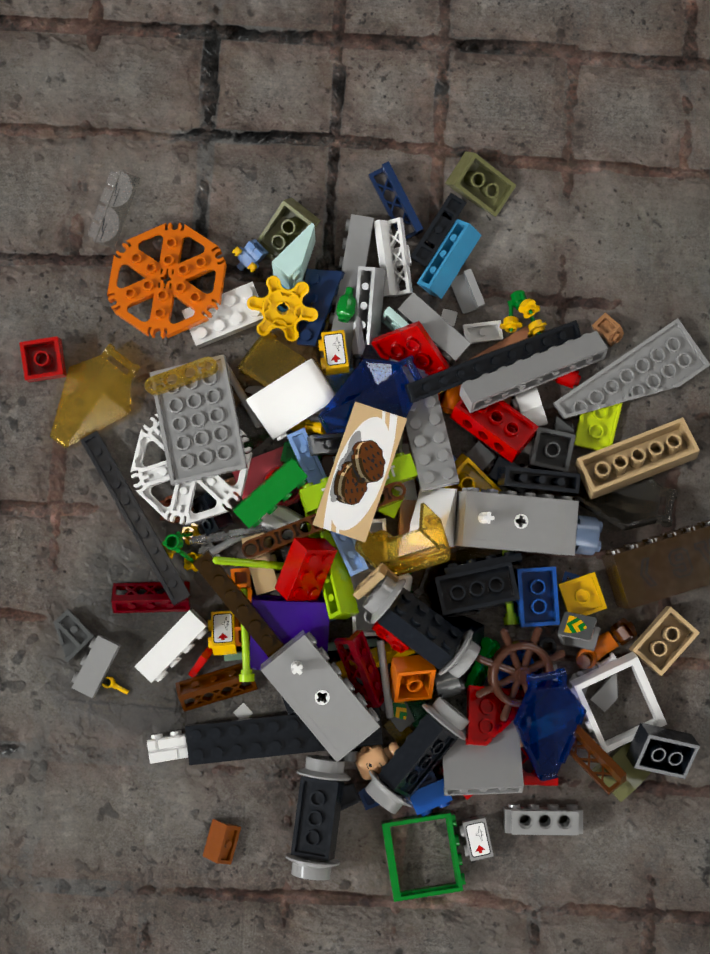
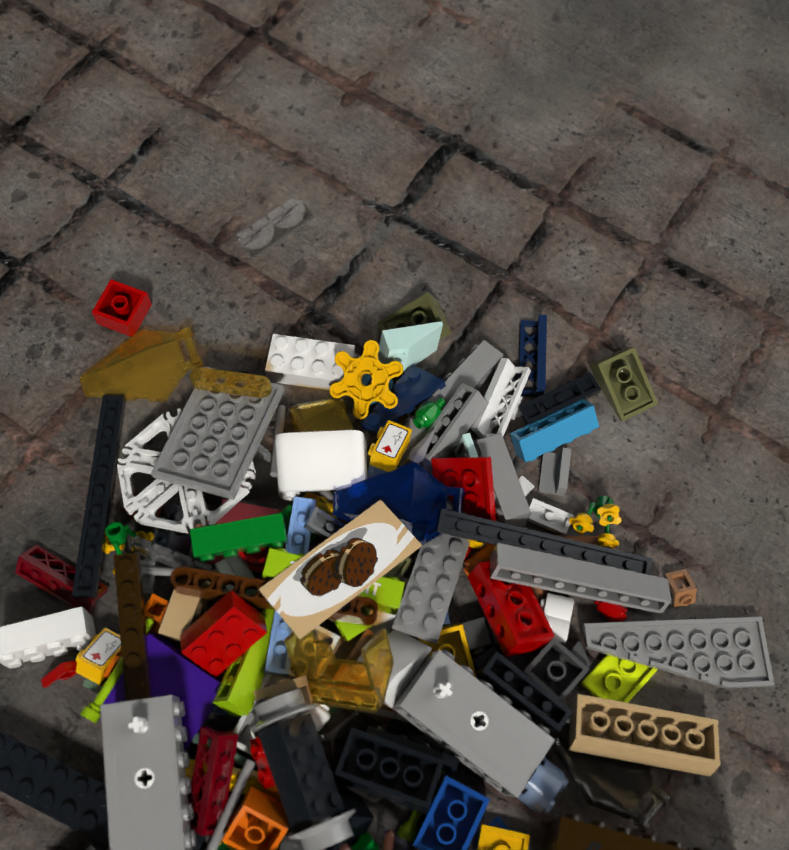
camera: 30 degrees right, 20 degrees down
(177, 288) = (285, 314): orange plate -> none
(214, 683) = (56, 704): reddish brown fence -> none
(243, 711) = (66, 755): white sticker -> none
(248, 562) = (167, 588): lime piece -> none
(250, 255) = (367, 326): medium blue piece -> none

